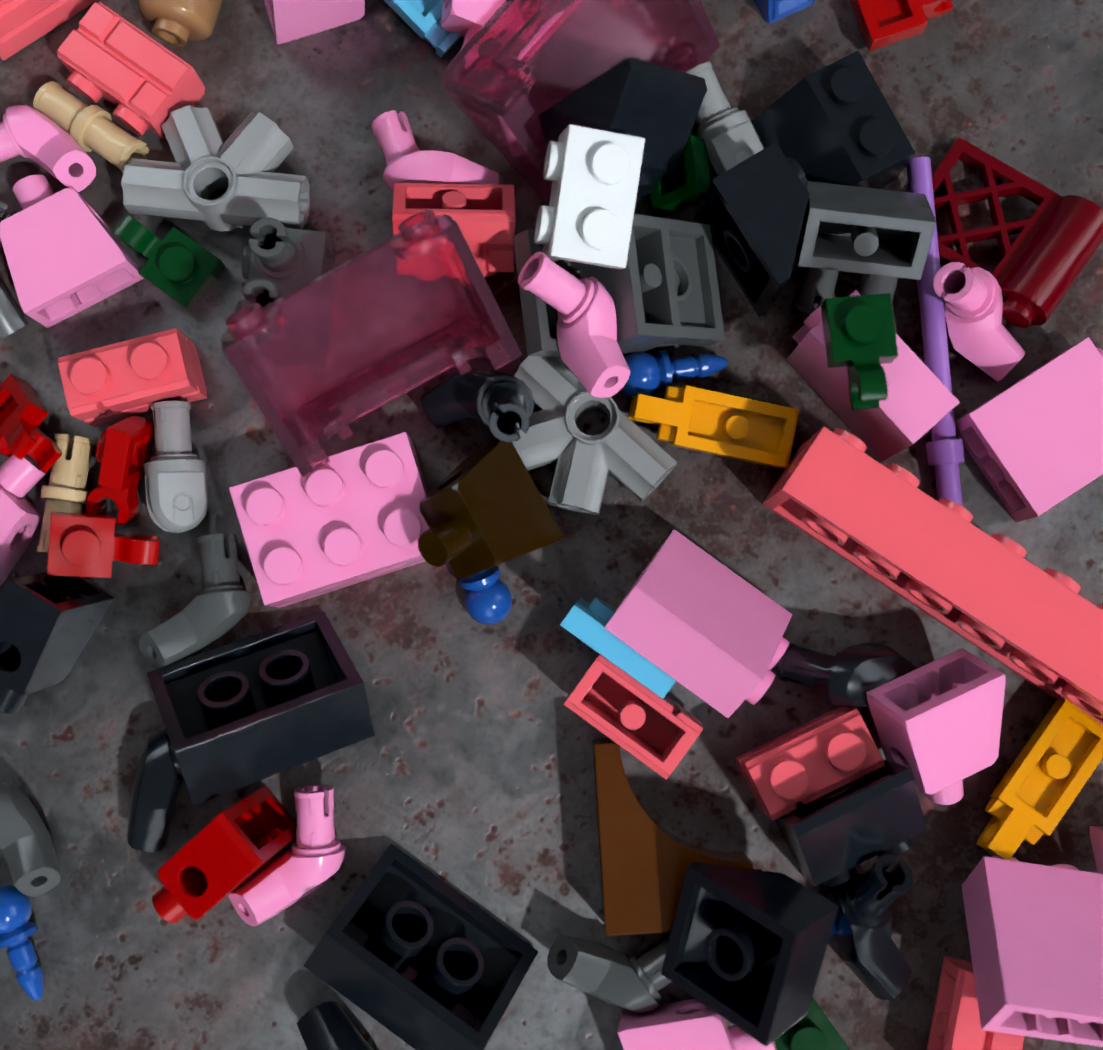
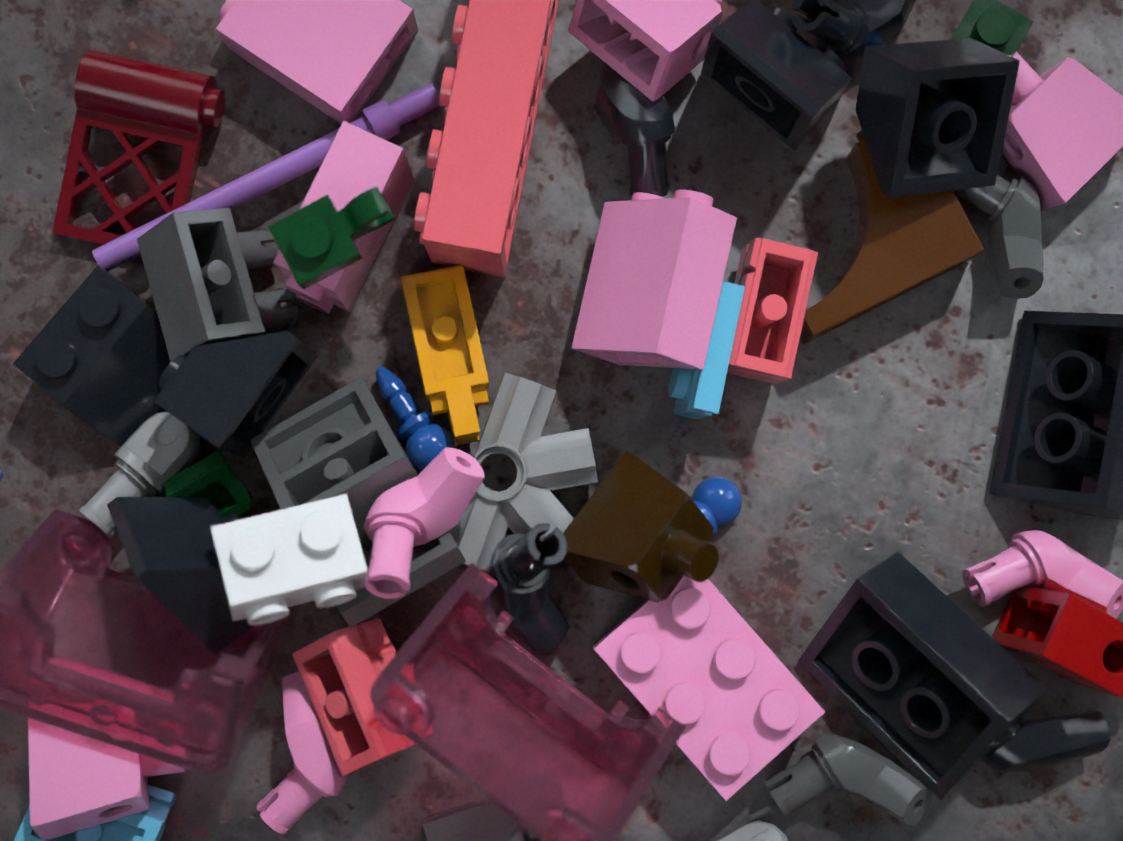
camera: 115 degrees left, 0 degrees up
(810, 761) = (737, 130): coral brick -> none
(975, 318) = (239, 143): bright pink arm -> none

